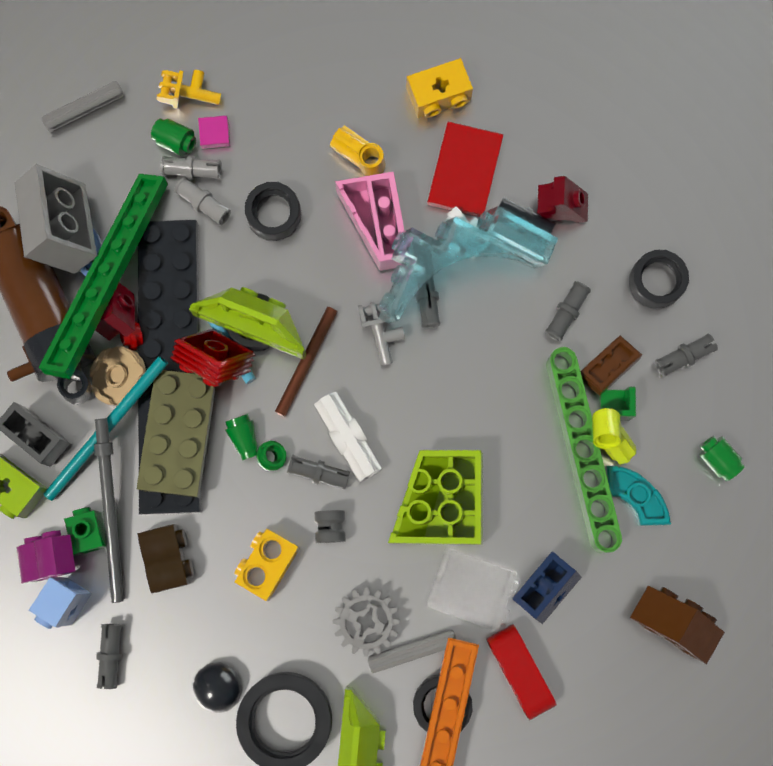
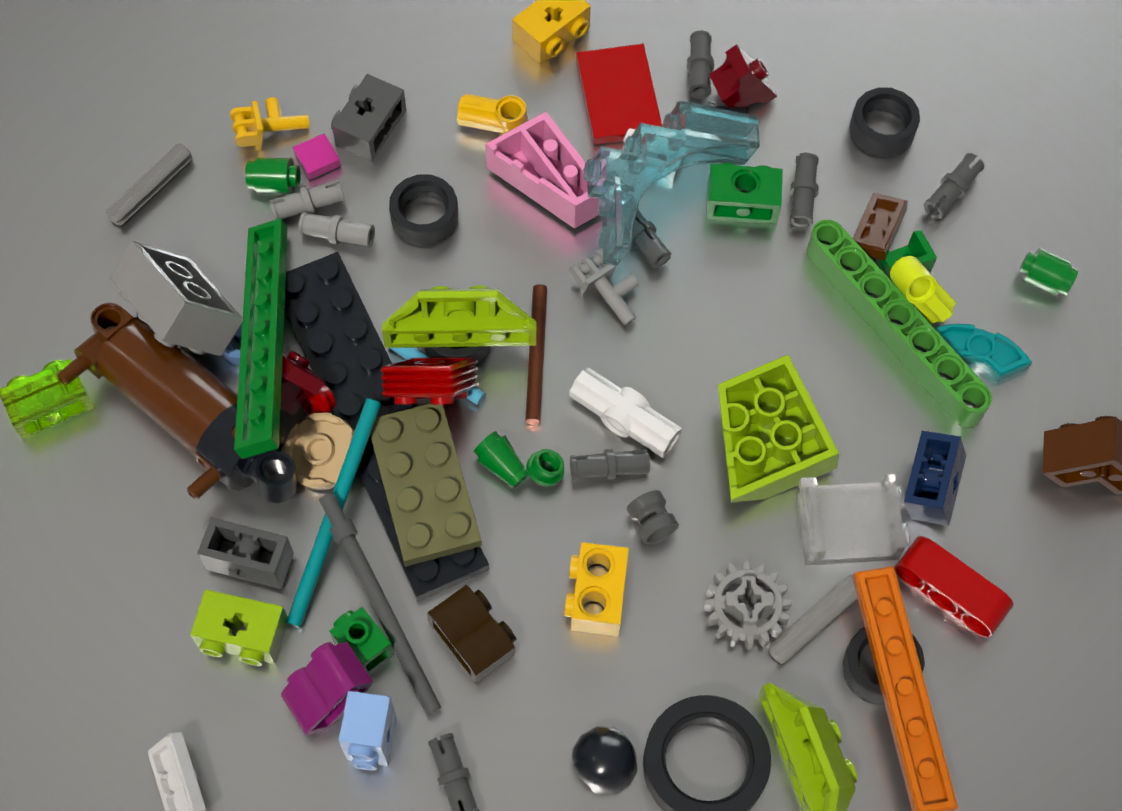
camera: 25 degrees left, 15 degrees down
(259, 129) = (368, 117): none -> dark grey brick
(529, 310) = (759, 205): none -> green brick
(539, 170) = (700, 64): none -> dark grey pin

